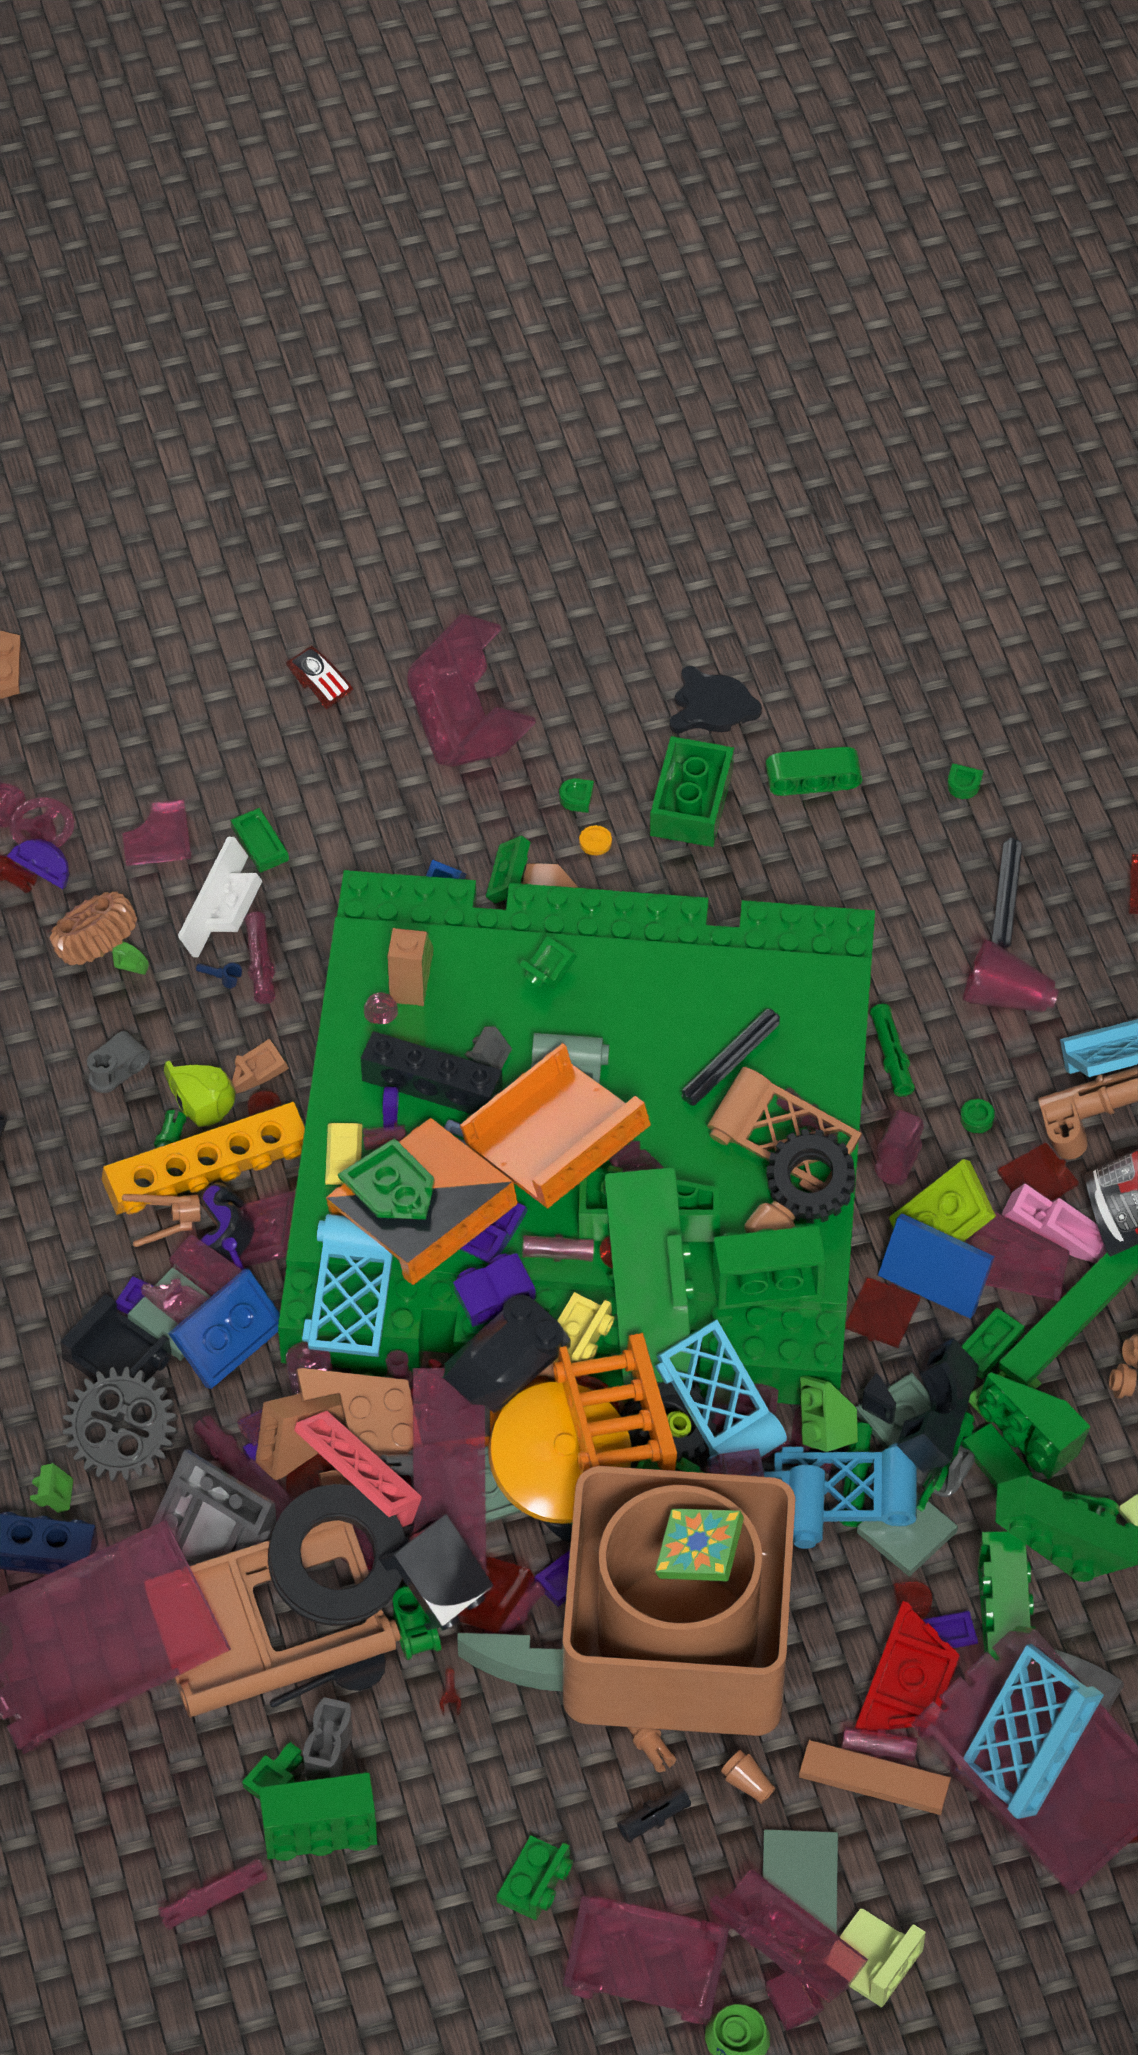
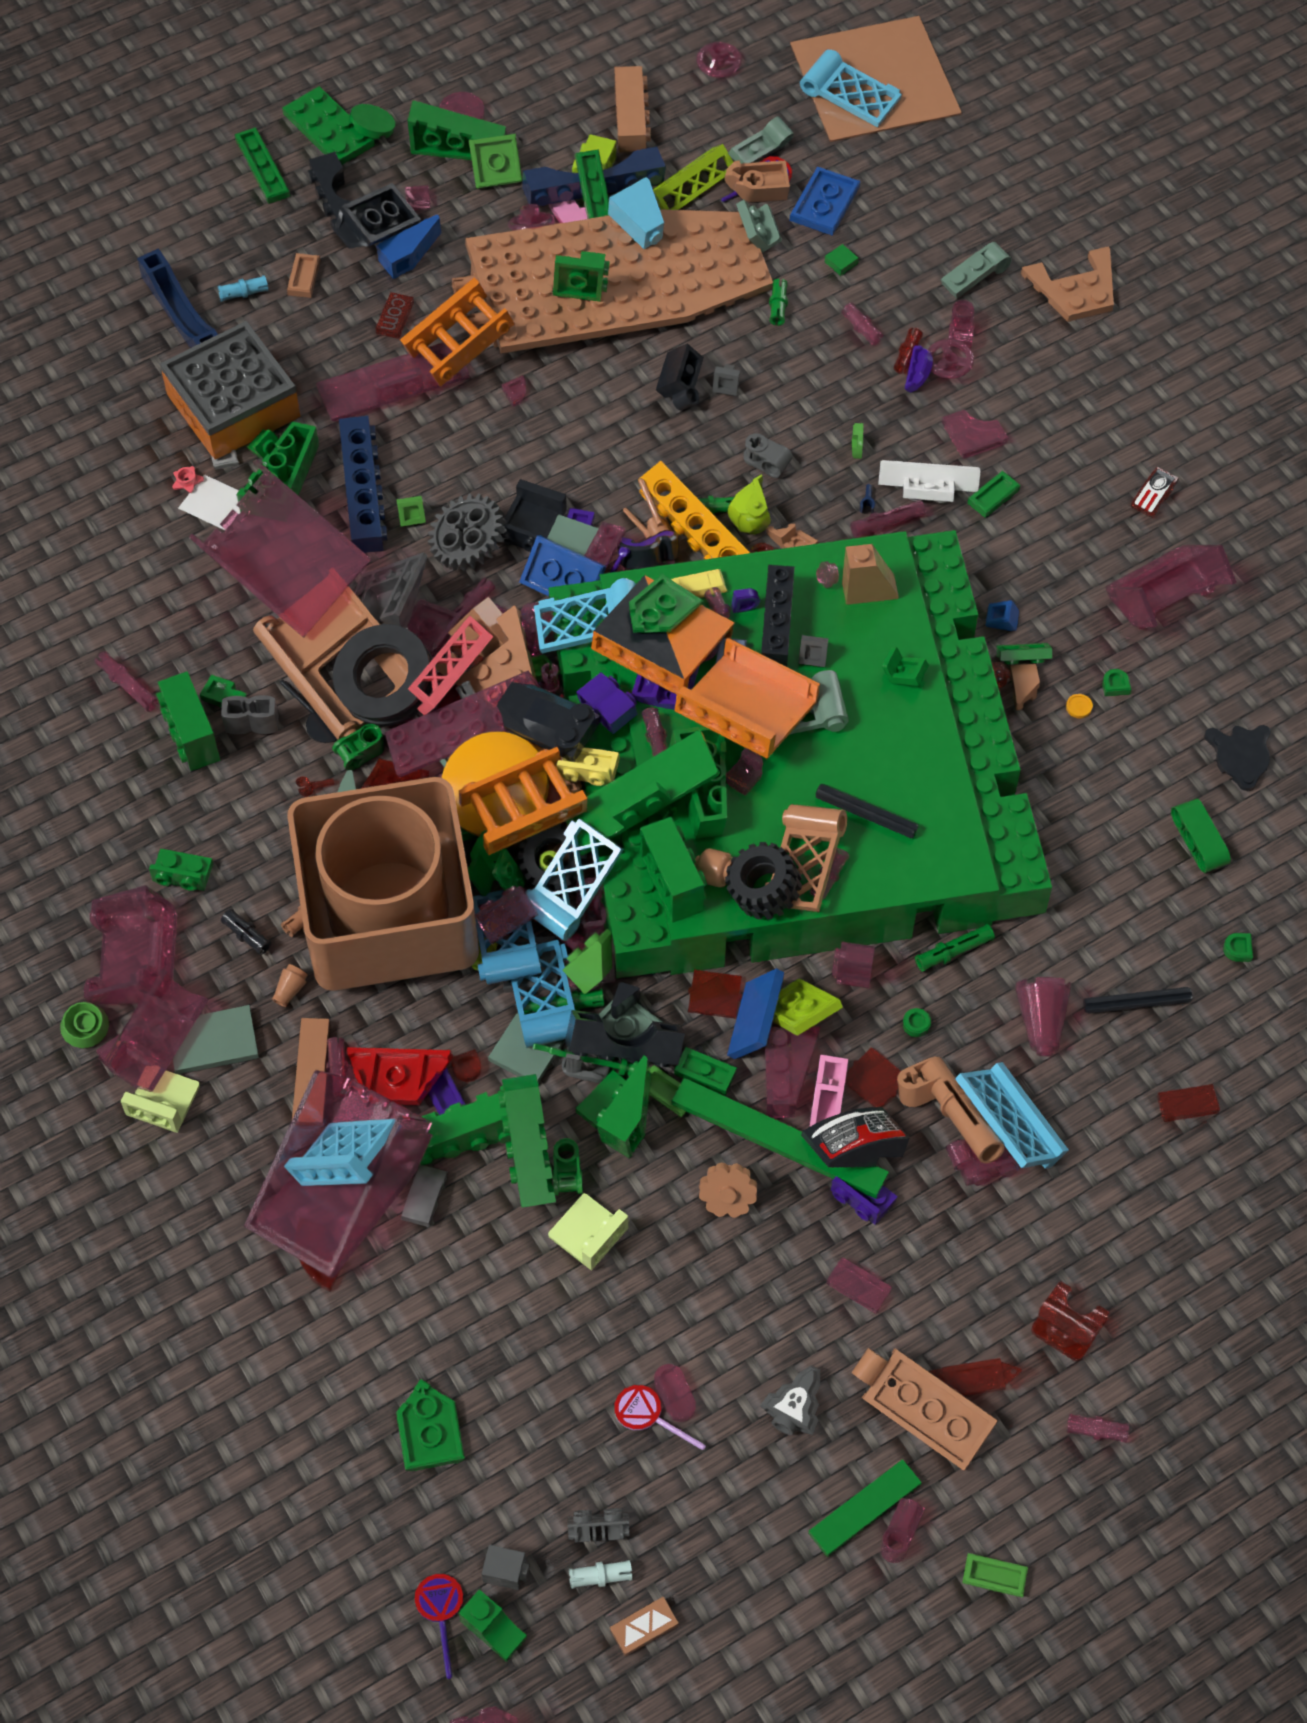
camera: 75 degrees right, 5 degrees up
(93, 928) = (866, 407): nougat gear -> none
(174, 1299) = (576, 535): clear pink slope -> none
(439, 1571) = (381, 736): black panel -> none
(691, 791) = (1141, 752): green brick -> none
(699, 1544) = (392, 860): tile -> none
(1122, 1381) = (696, 1172): nougat plate -> none

